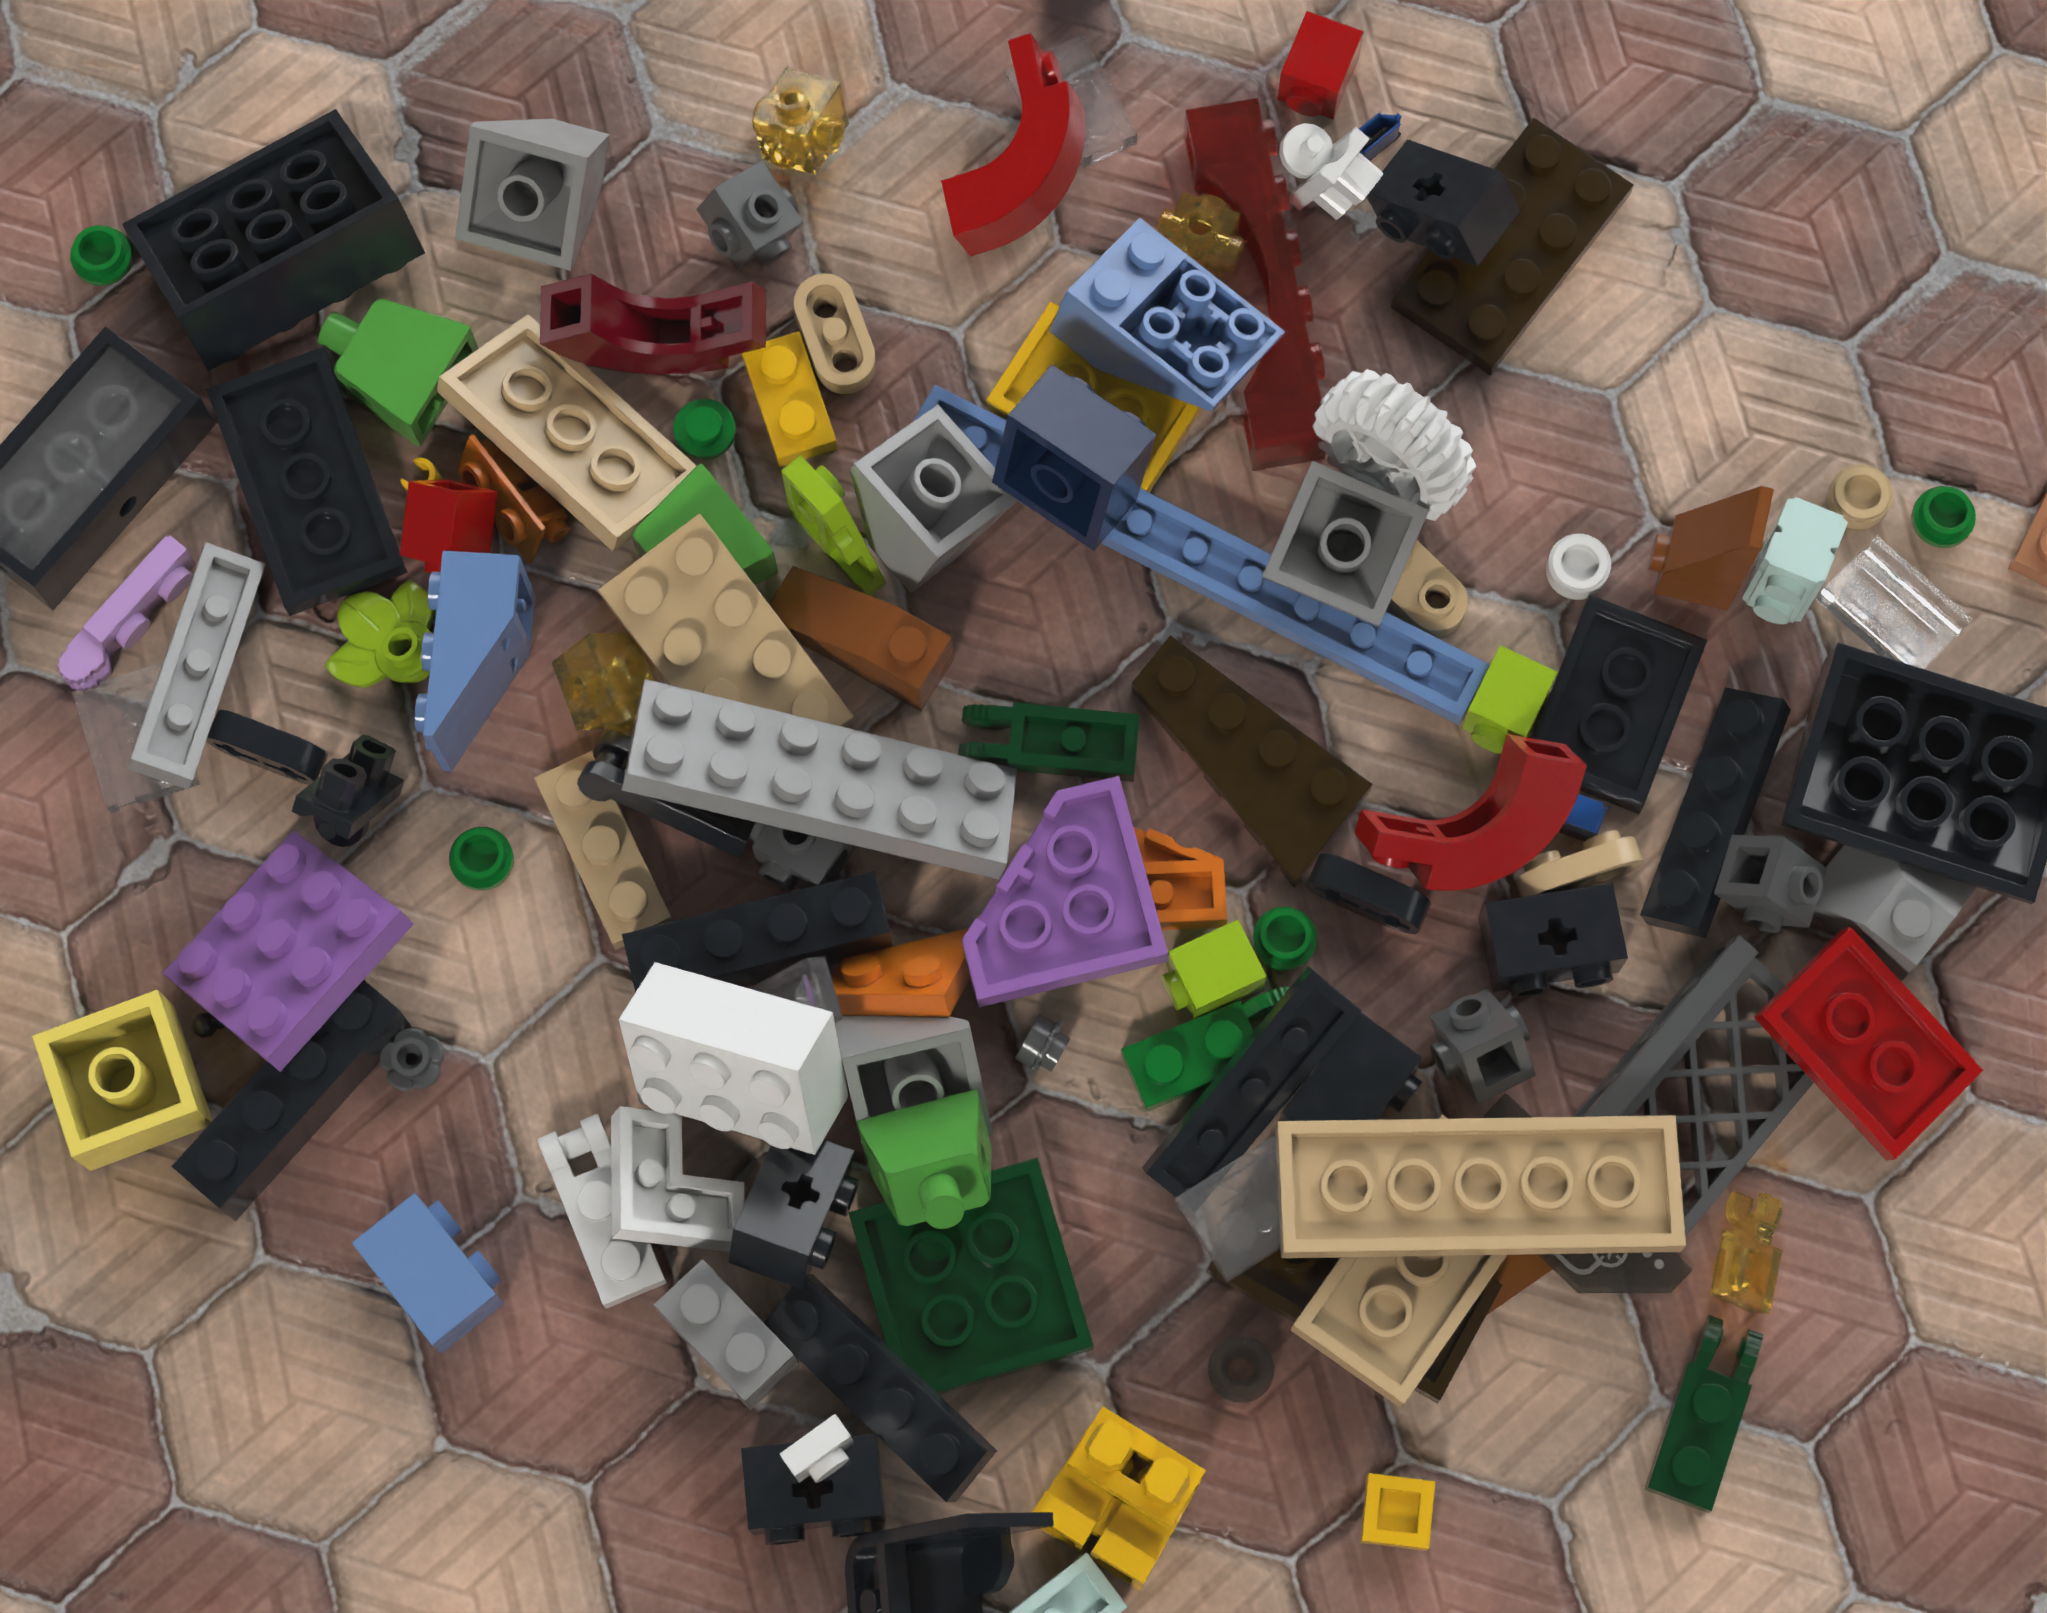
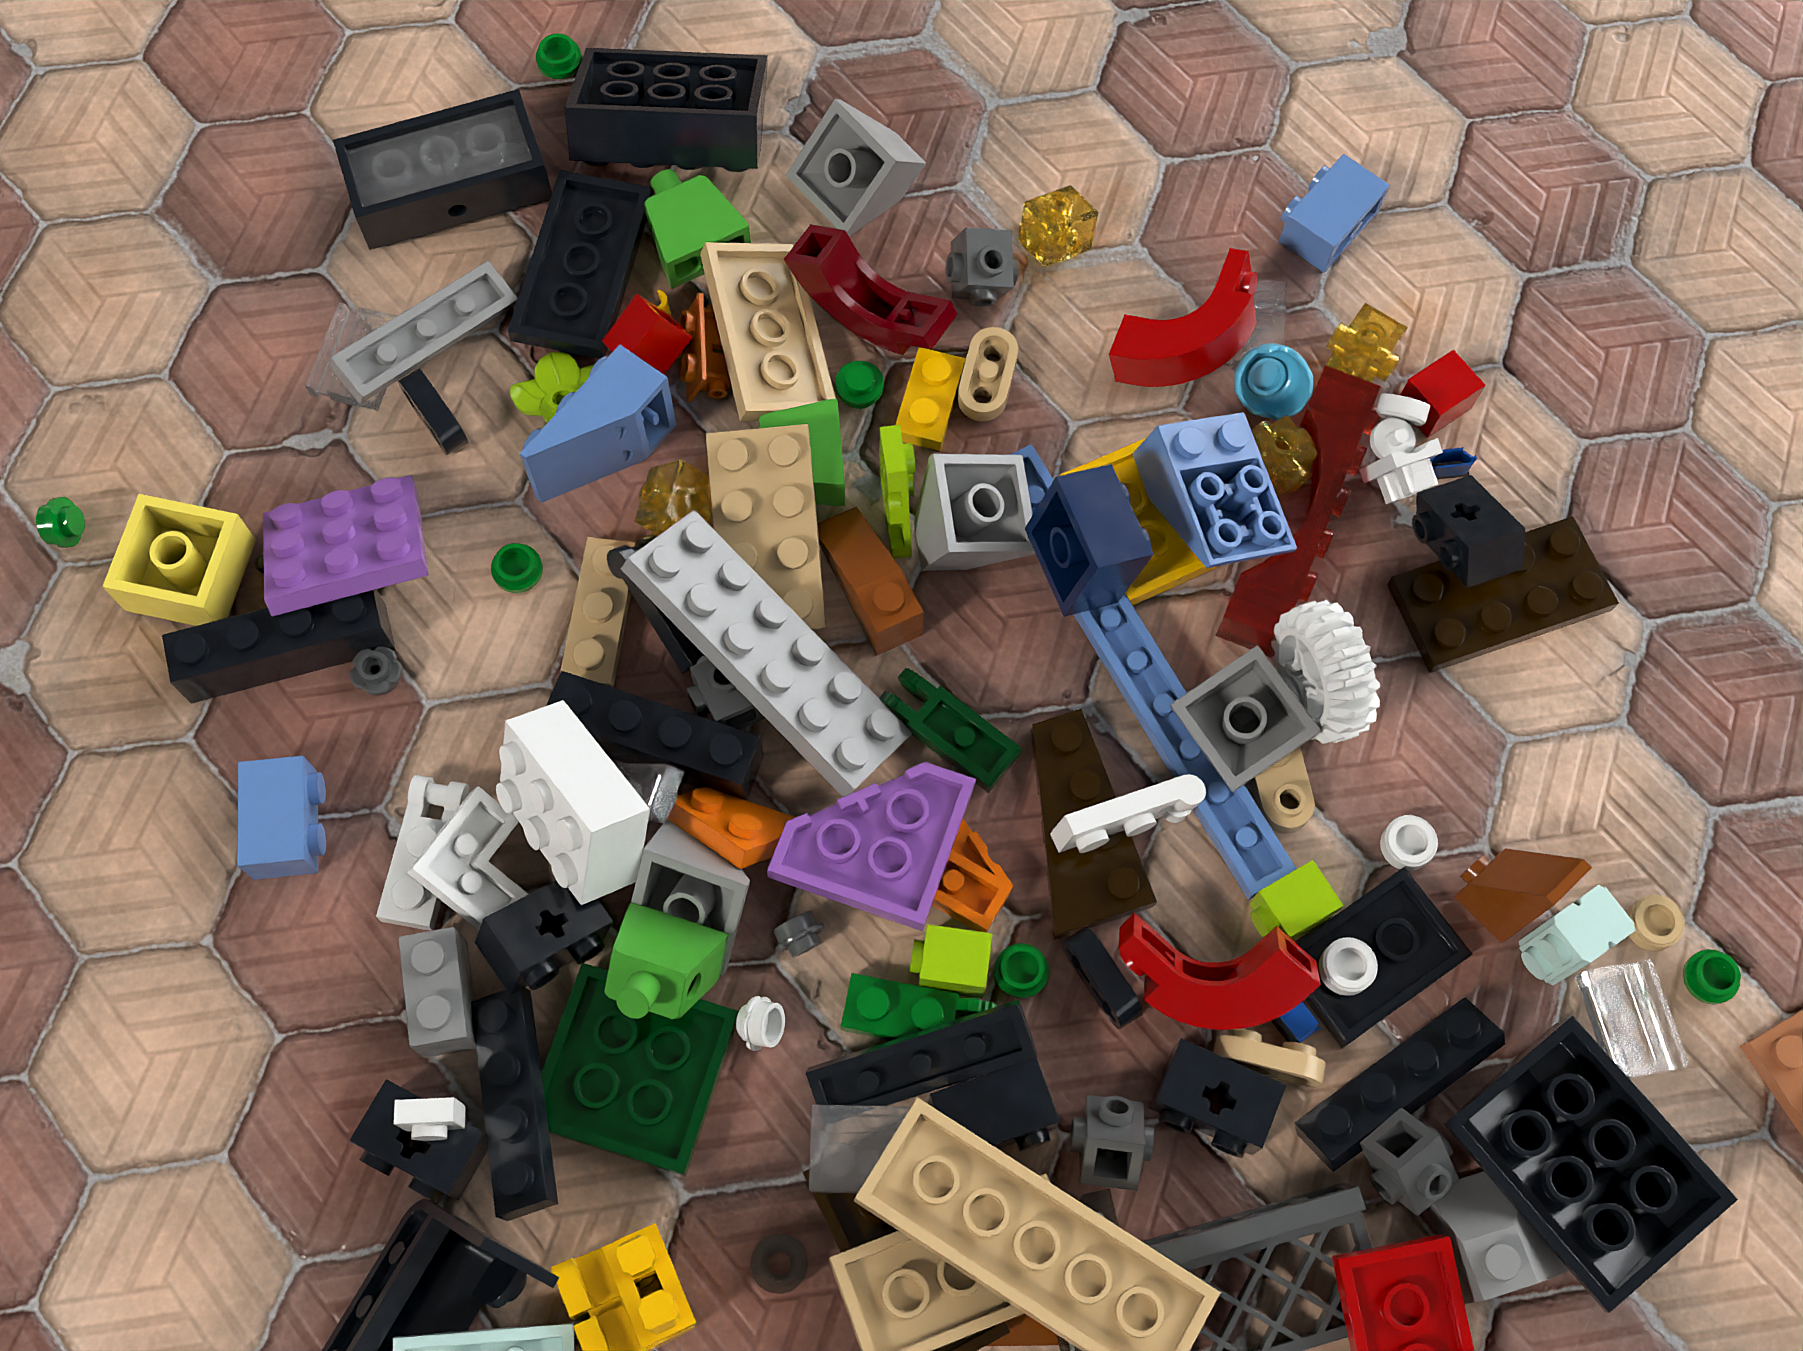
camera: 30 degrees right, 5 degrees down
(125, 614) = (405, 275): lavender hinge -> none
(351, 792) = (460, 471): black hips -> none
(1066, 1155) = (760, 1023): none -> white plate
(1142, 159) = (1273, 381): none -> medium azure hair
(1213, 61) = (1367, 345): none -> clear yellow brick
(1295, 712) = (1131, 812): none -> white plate
(1296, 111) = (1409, 409): none -> white tile
(1597, 729) = (1348, 966): none -> white tile

